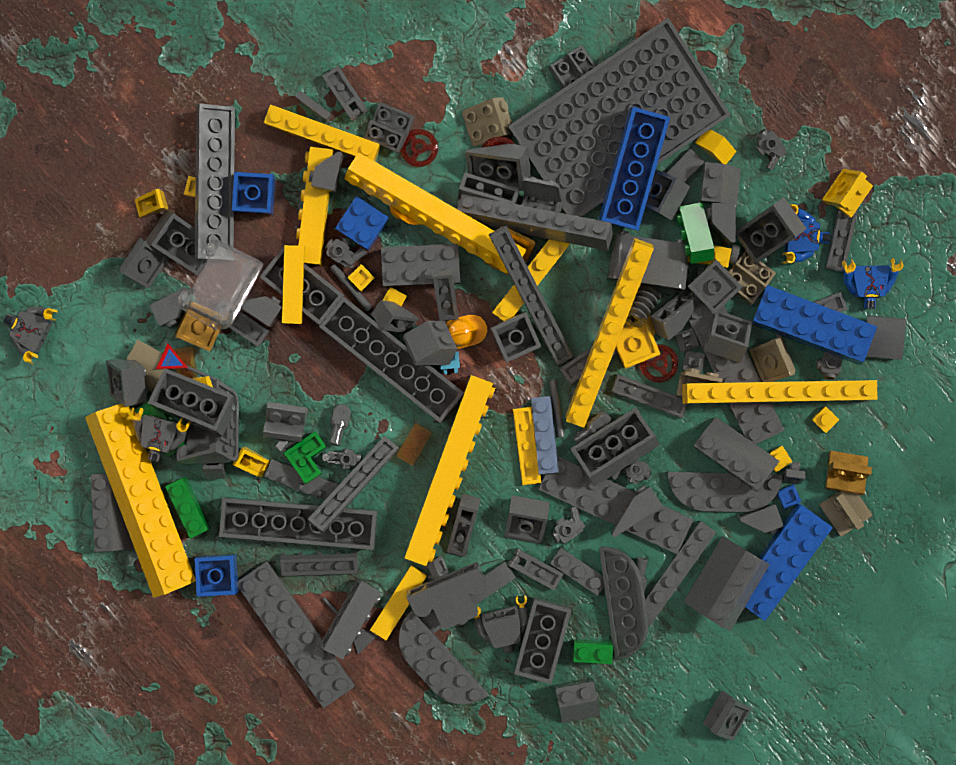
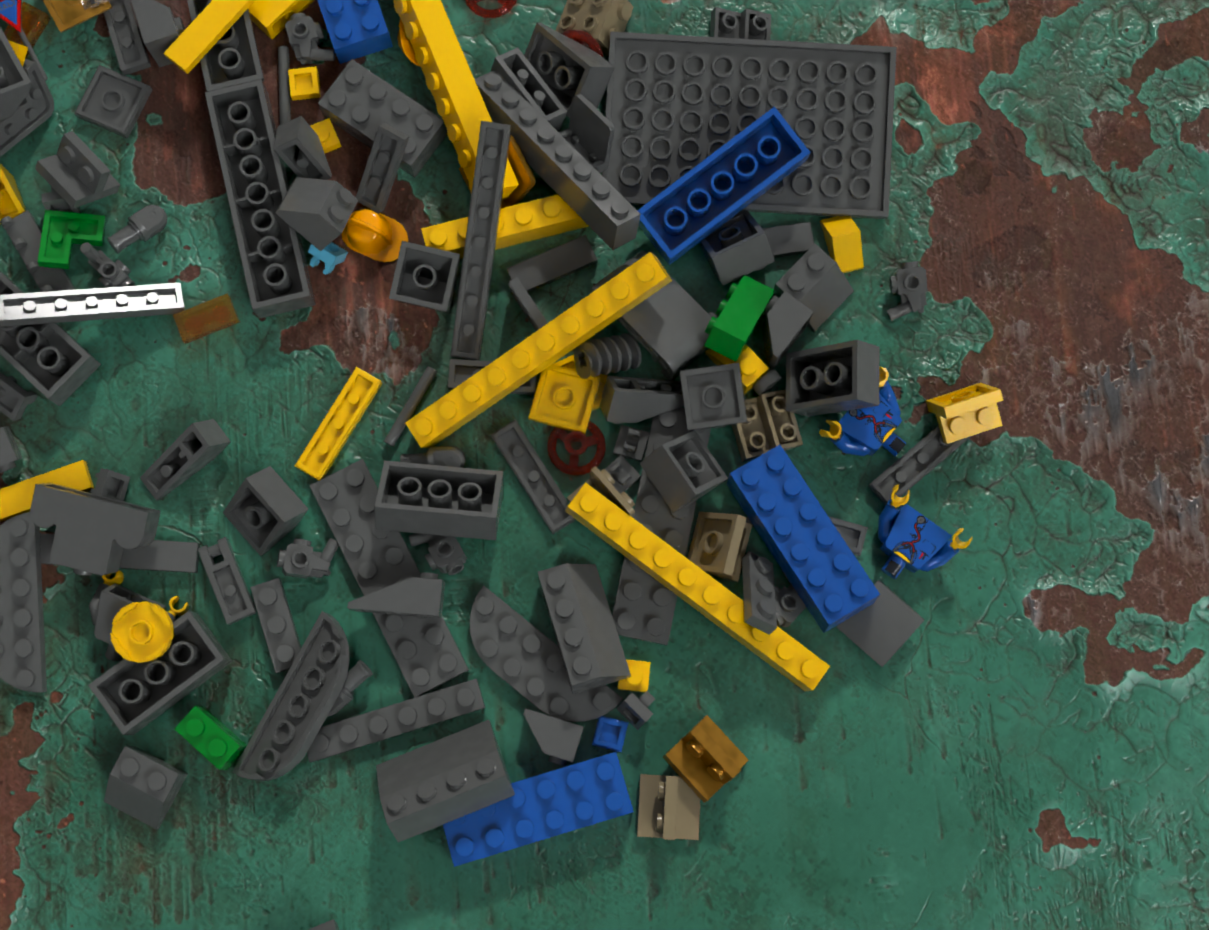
camera: 35 degrees right, 10 degrees down
(265, 365) = (113, 101): none -> dark grey tile
(448, 471) = (217, 377): yellow brick -> none
(520, 628) = (142, 632): none -> yellow tile
(545, 435) = (368, 426): sand blue plate -> none
(571, 276) = (554, 264): none -> dark grey tile
(582, 311) = (526, 303): none -> dark grey tile
(813, 370) = (759, 592): none -> dark grey plate
(825, 419) = (729, 671): yellow plate -> none

